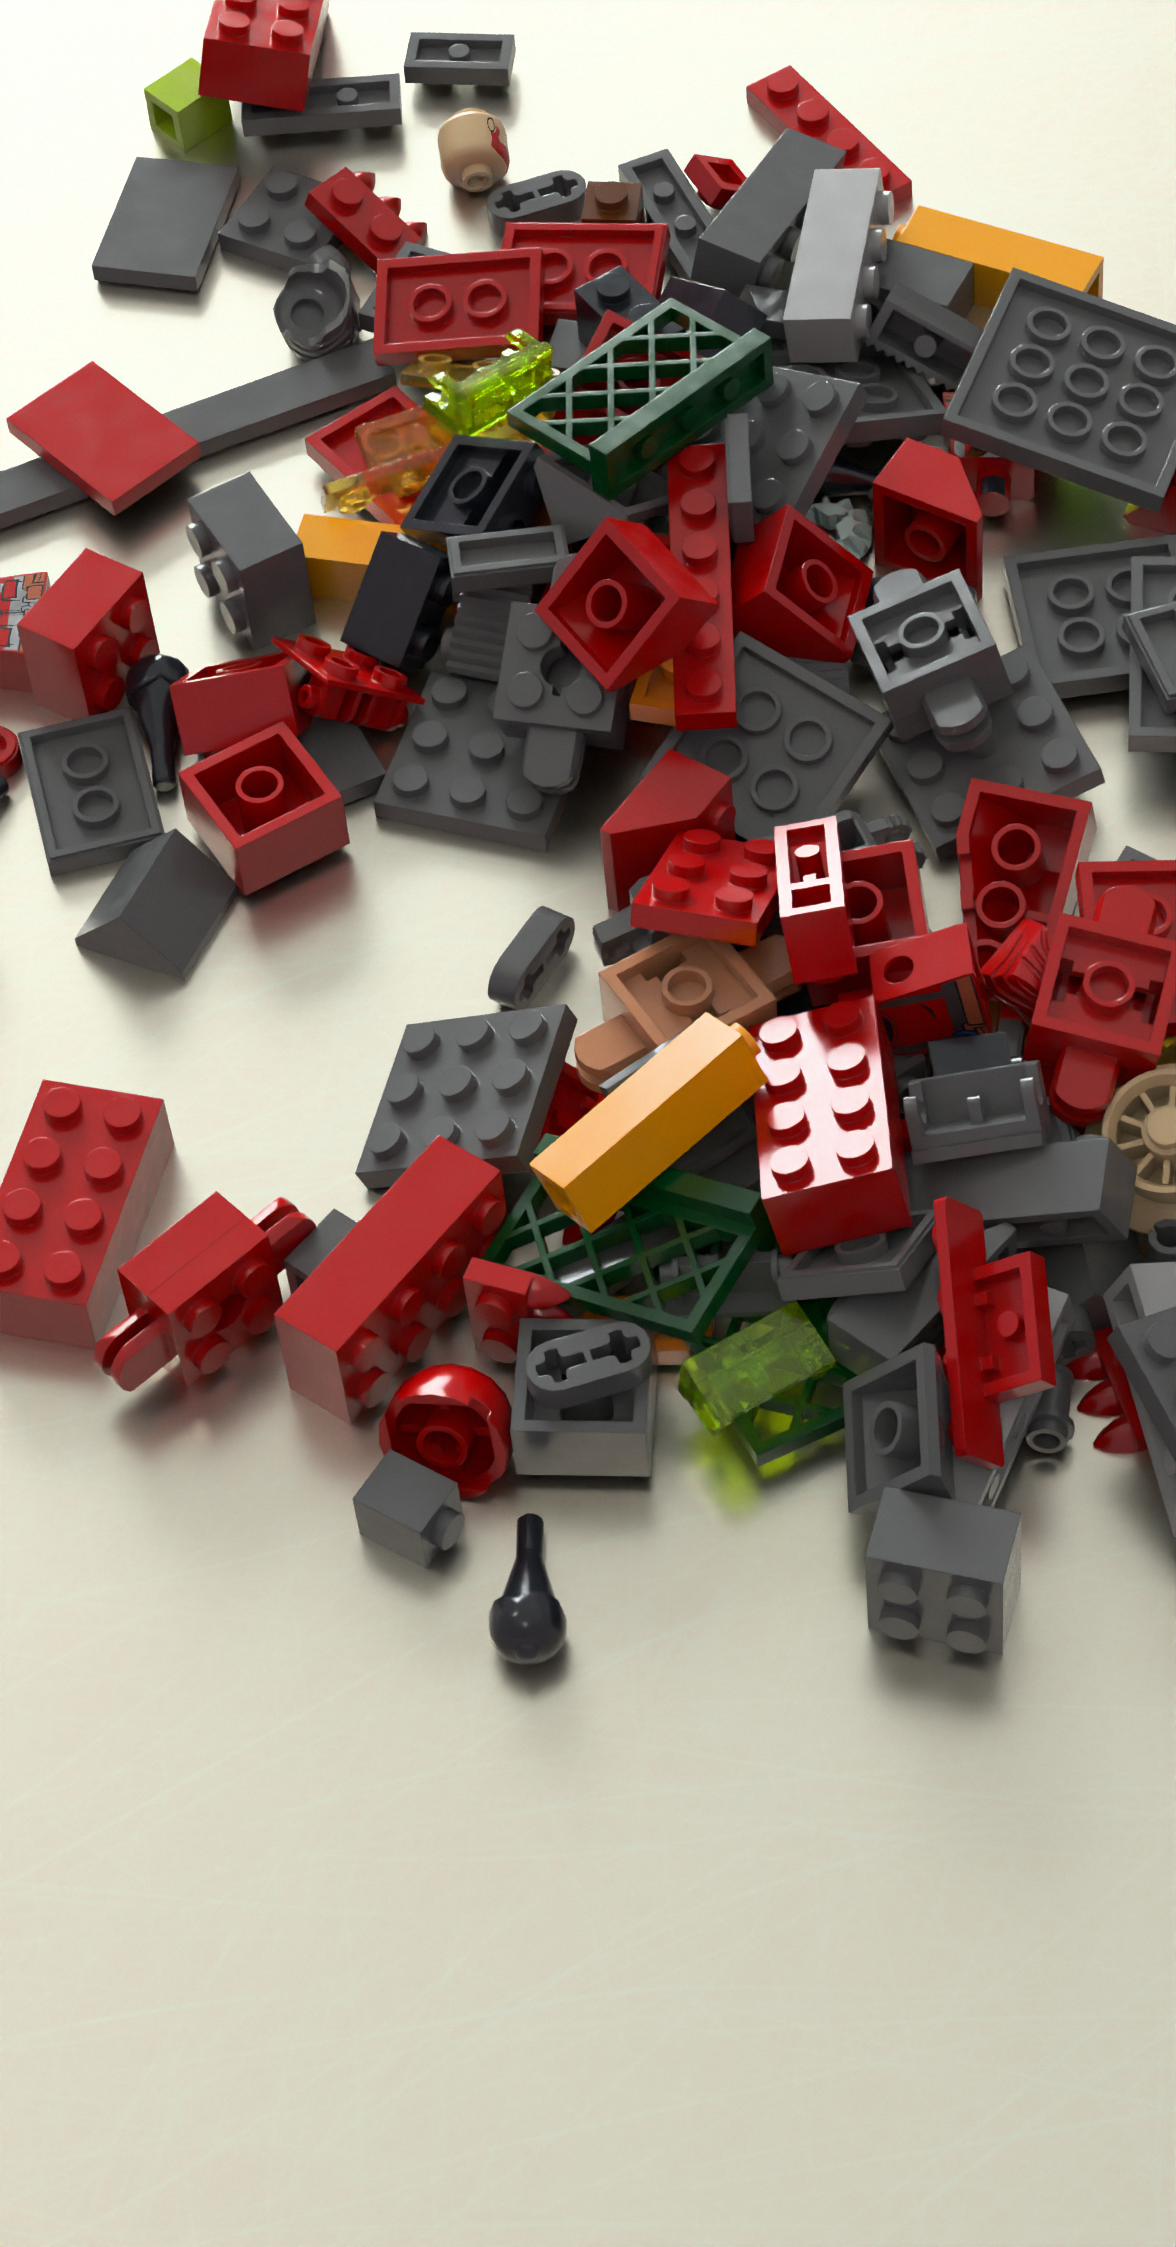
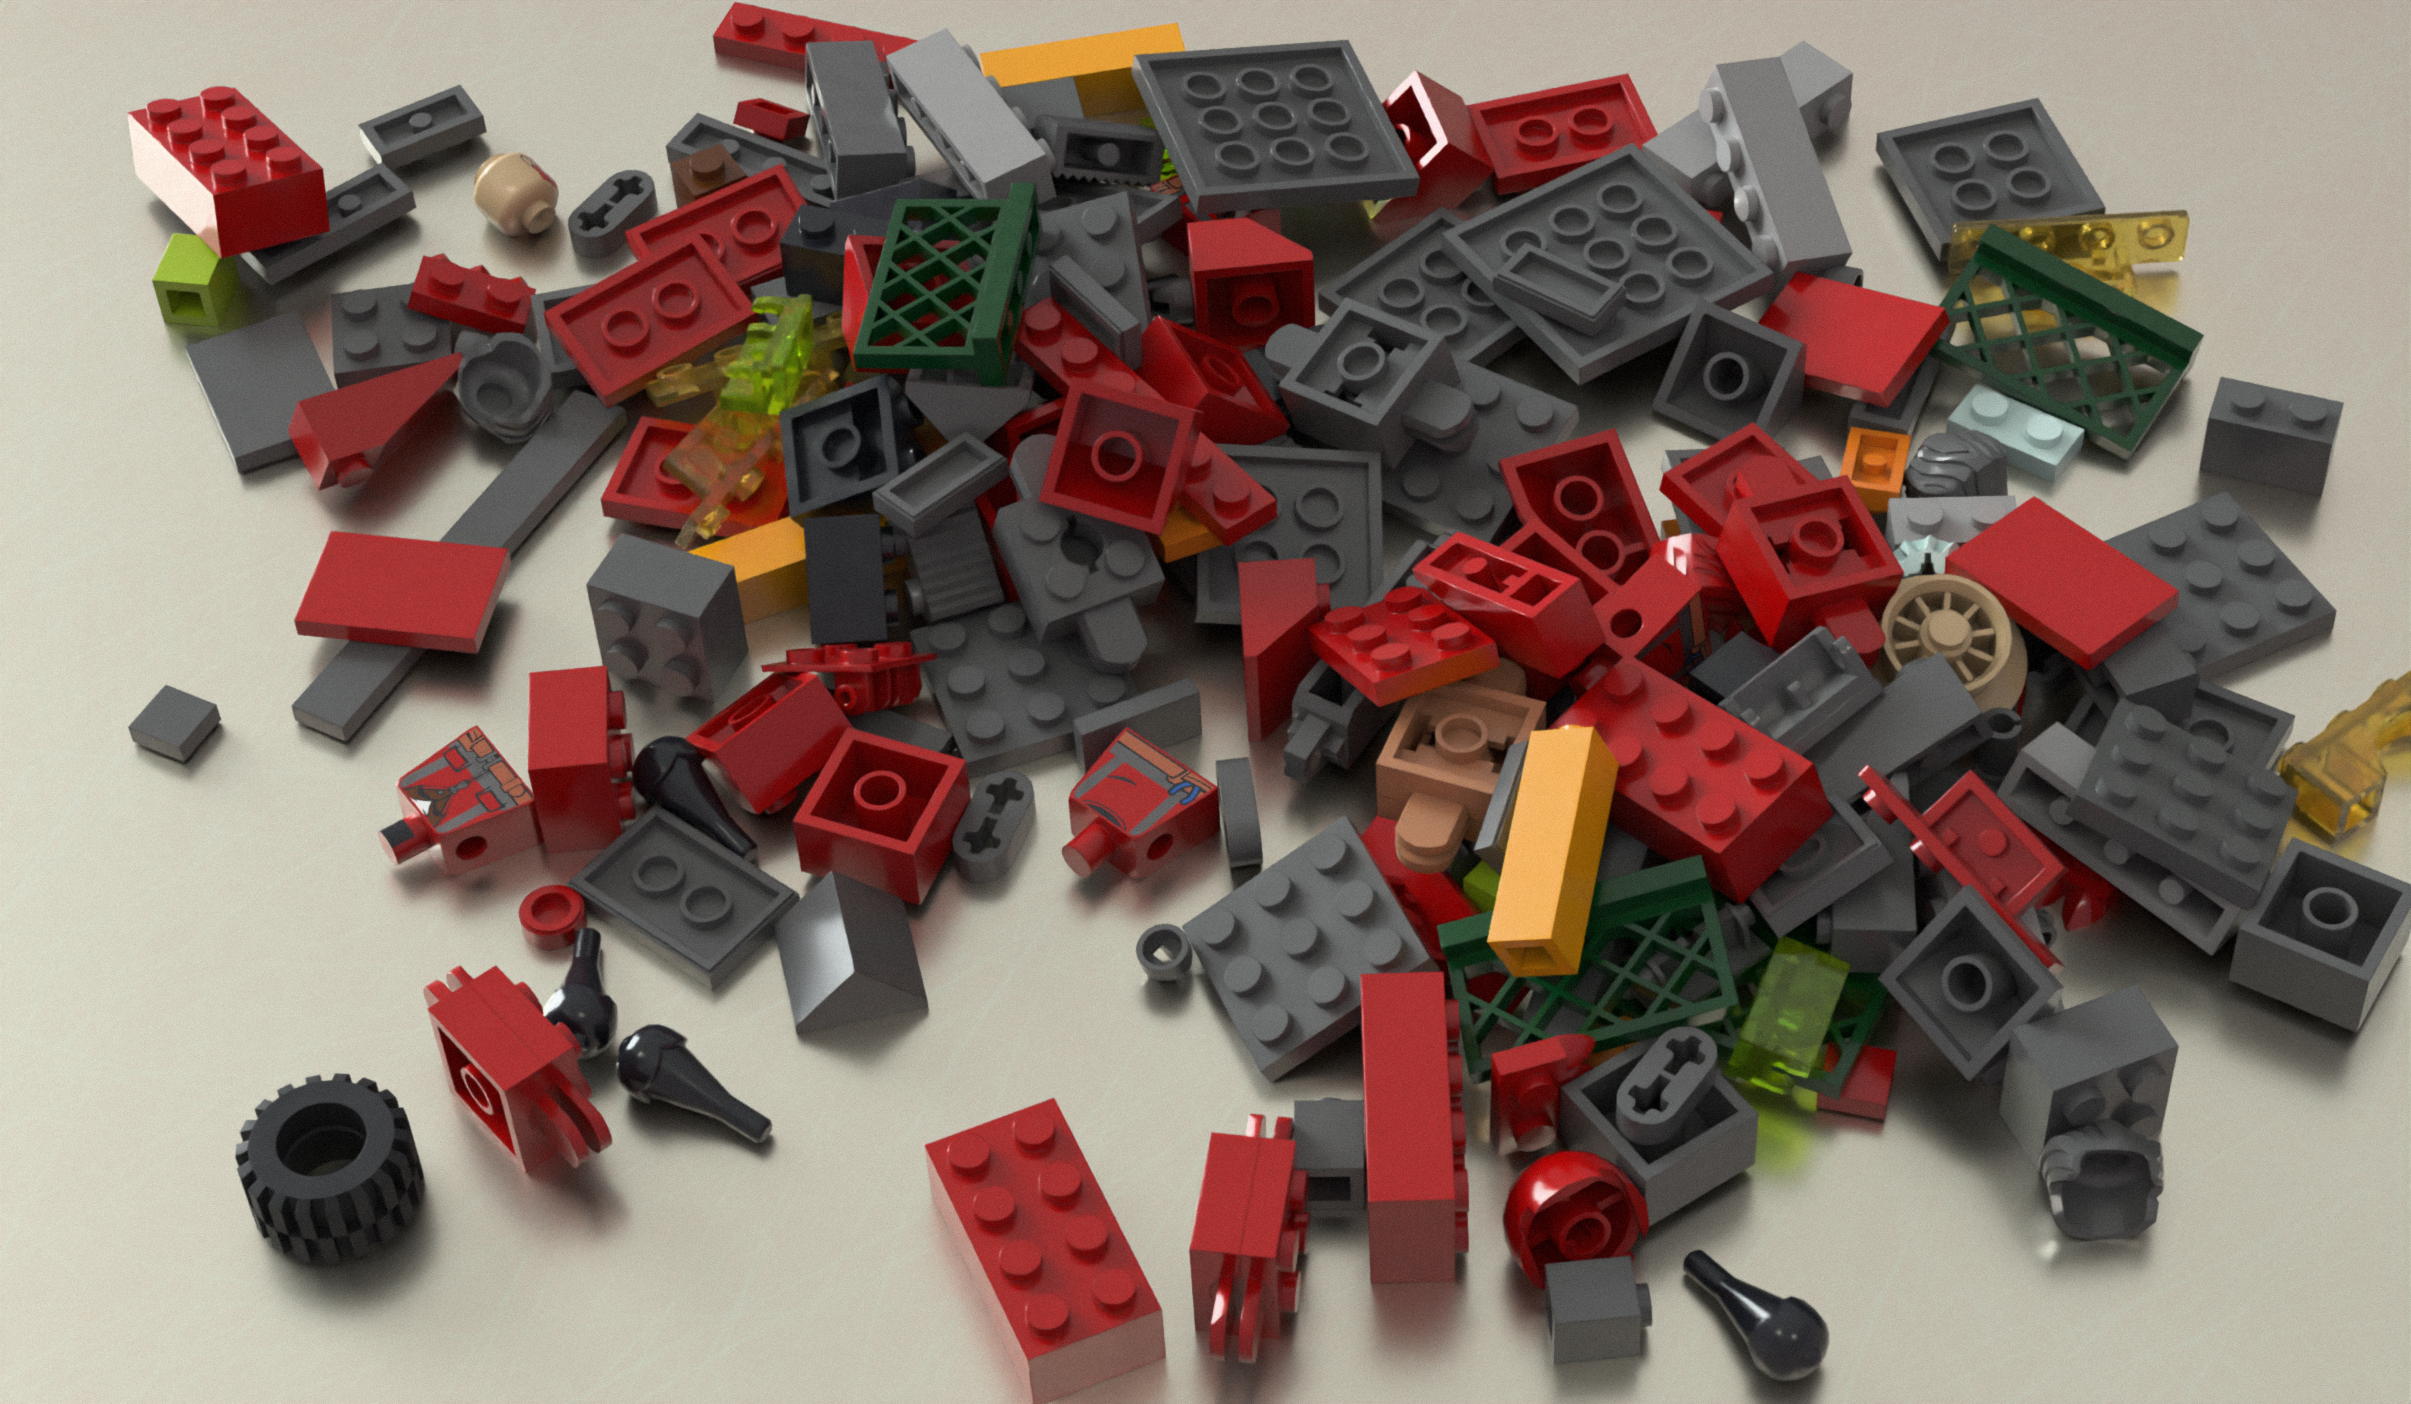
camera: 40 degrees left, 5 degrees down
(199, 286) = (359, 426): none -> red slope
(352, 865) = (982, 822): none -> dark grey beam
(360, 1043) = (1174, 945): none -> dark grey hinge
(453, 910) = (1138, 810): none -> red torso
(520, 845) = (1159, 716): none -> dark grey tile
(799, 1470) = (1868, 1085): none -> red tile
(887, 1660) = (2103, 1180): none -> dark grey hair

